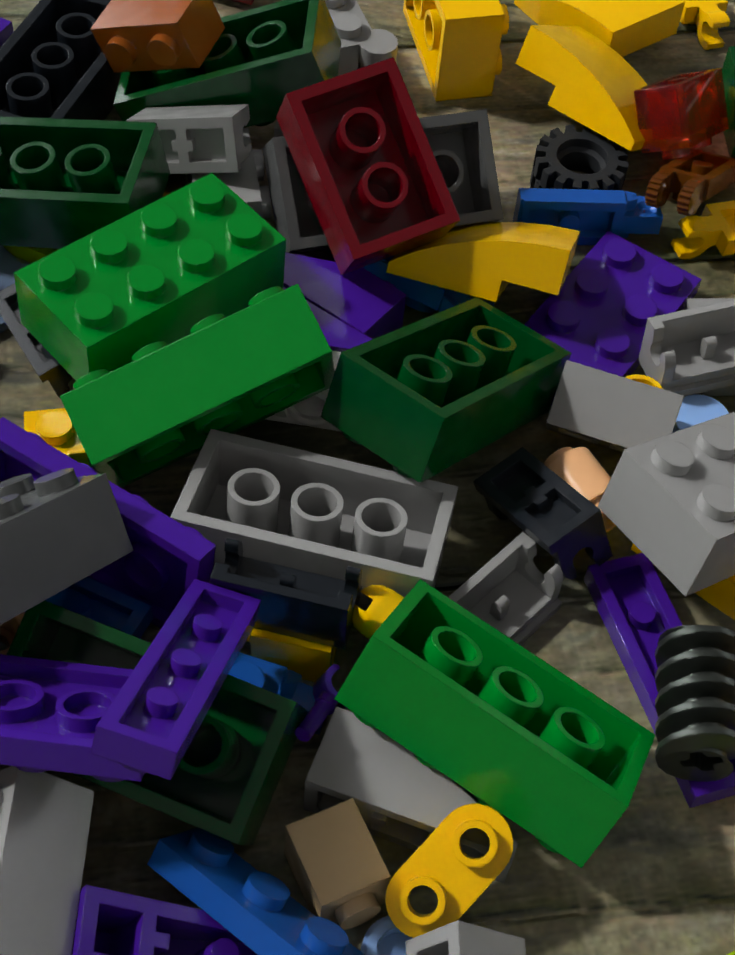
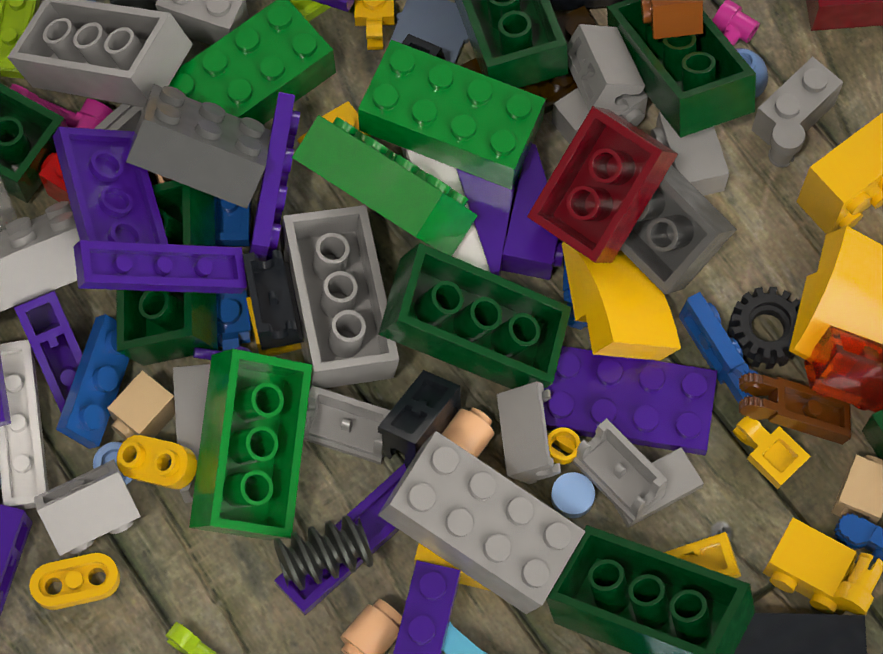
camera: 70 degrees right, 15 degrees up
(382, 605) = (291, 350): yellow hinge -> none

